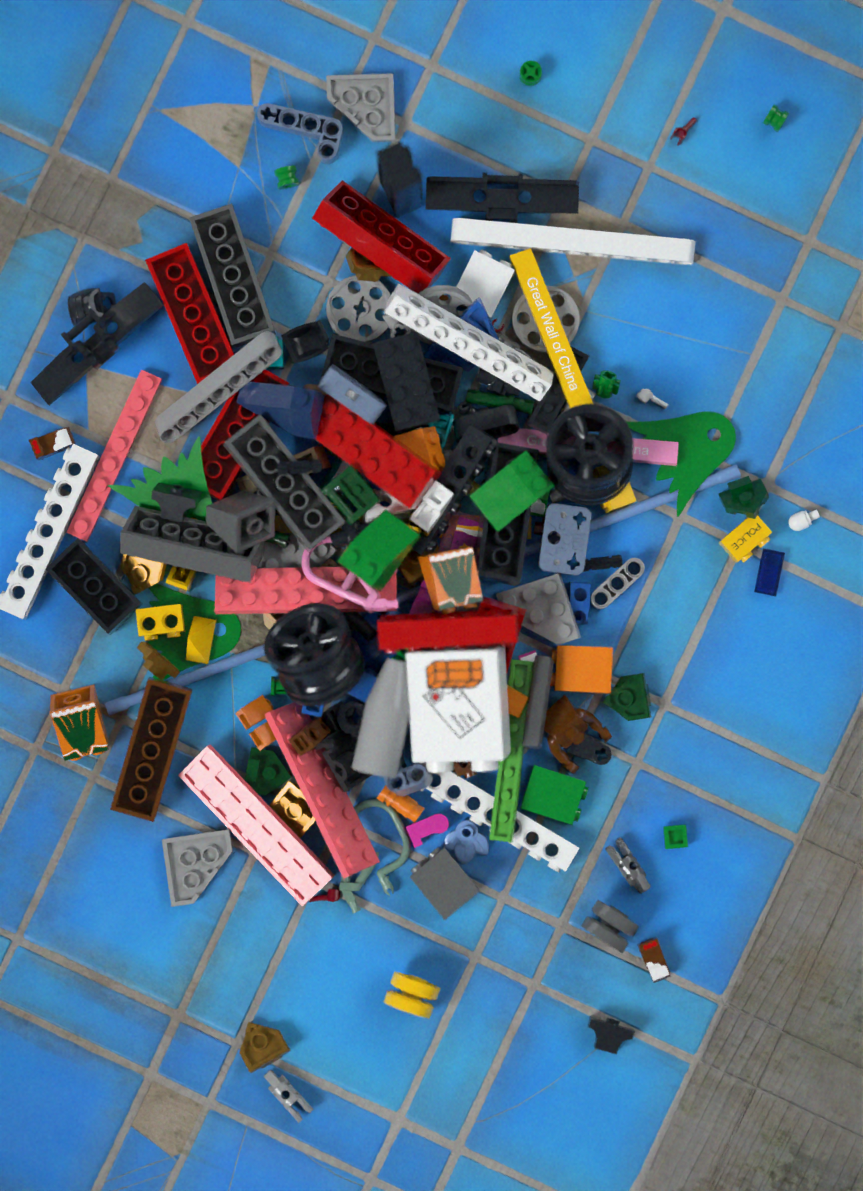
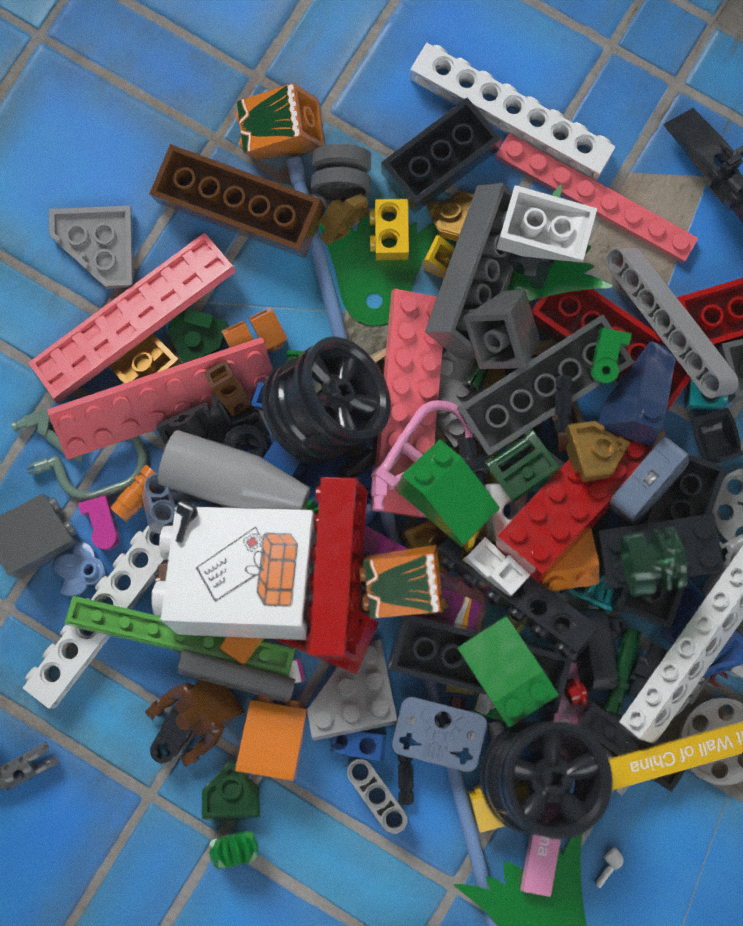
camera: 100 degrees right, 5 degrees down
(52, 443) = (617, 124): reddish brown leg -> none
(115, 666) = (340, 171): none -> dark grey wheel
(155, 493) = (546, 226): none -> white slope
(200, 640) = (364, 275): yellow slope -> none
(258, 437) = (604, 364): none -> green leg
(332, 896) = (35, 399): dark red hand -> none
(334, 440) = (593, 450): none -> pearl gold plate
(416, 751) = (189, 513): none -> black hand
(417, 387) = (659, 560): none -> clear green wheel
(521, 436) = (575, 692): none -> red plate
(554, 795) = (120, 684): green panel -> none
(606, 384) = (633, 810): green gear -> none
(671, 689) = (233, 850): none -> green gear
(675, 836) = (49, 833): green plate -> none

